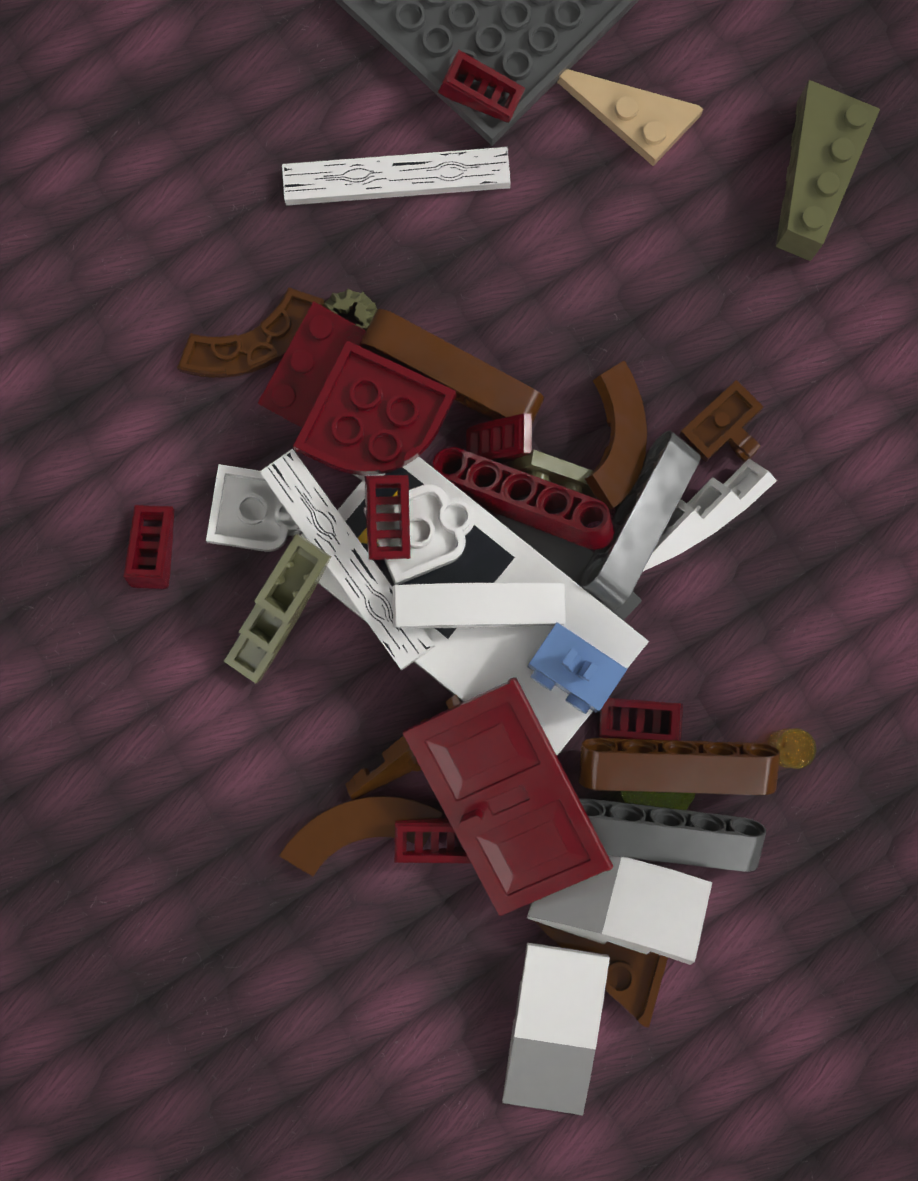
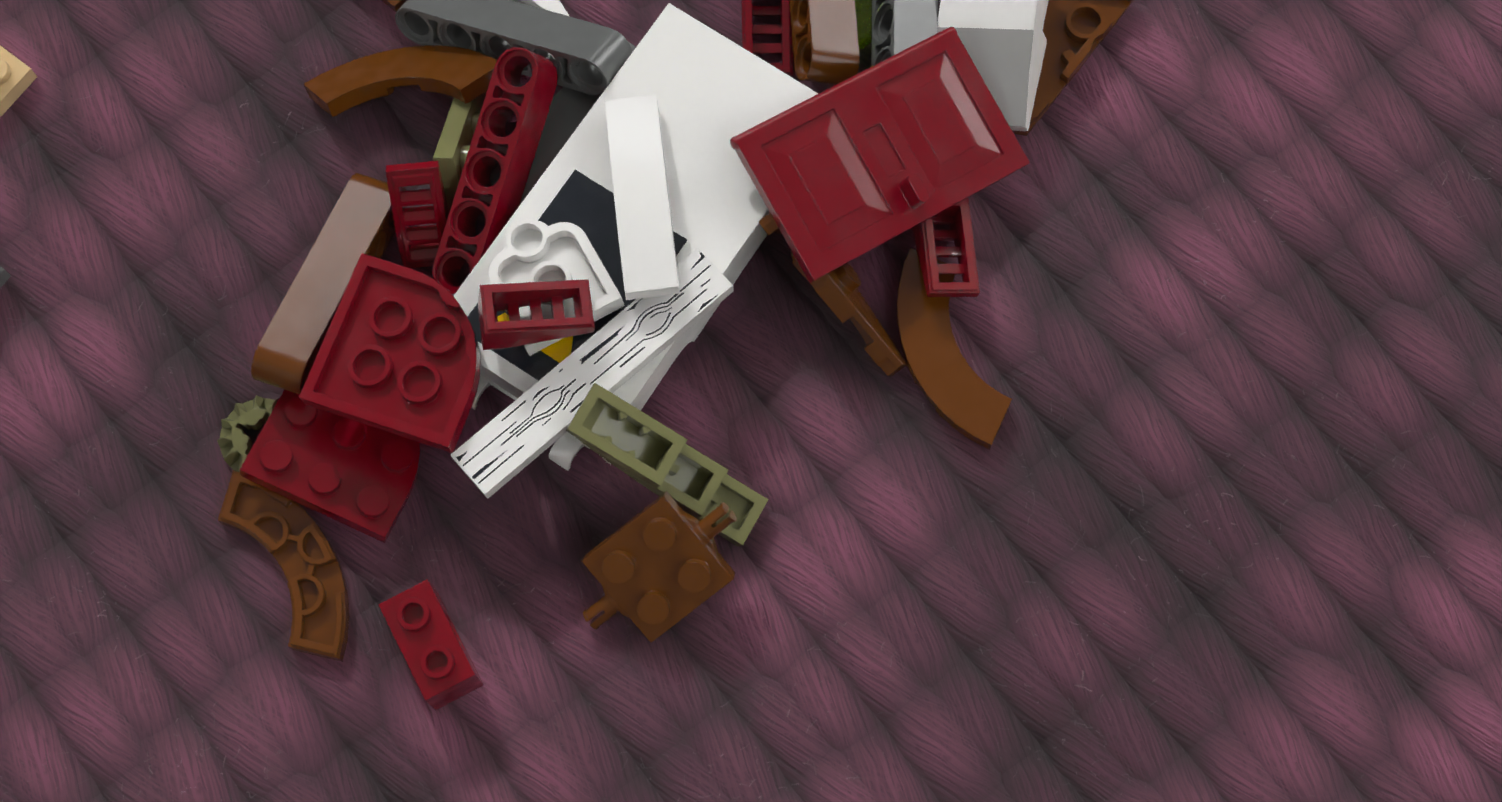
camera: 90 degrees left, 10 degrees down
(160, 576) = (638, 665): dark red slope -> none
(173, 431) = (430, 644): none -> dark red brick
(208, 598) = (659, 566): none -> reddish brown plate
(247, 512) = (533, 532): white plate -> none
(396, 176) = (55, 398): white tile -> none
(555, 1028) = (1157, 88): slope -> none
(576, 669) = (711, 75): medium blue brick -> none

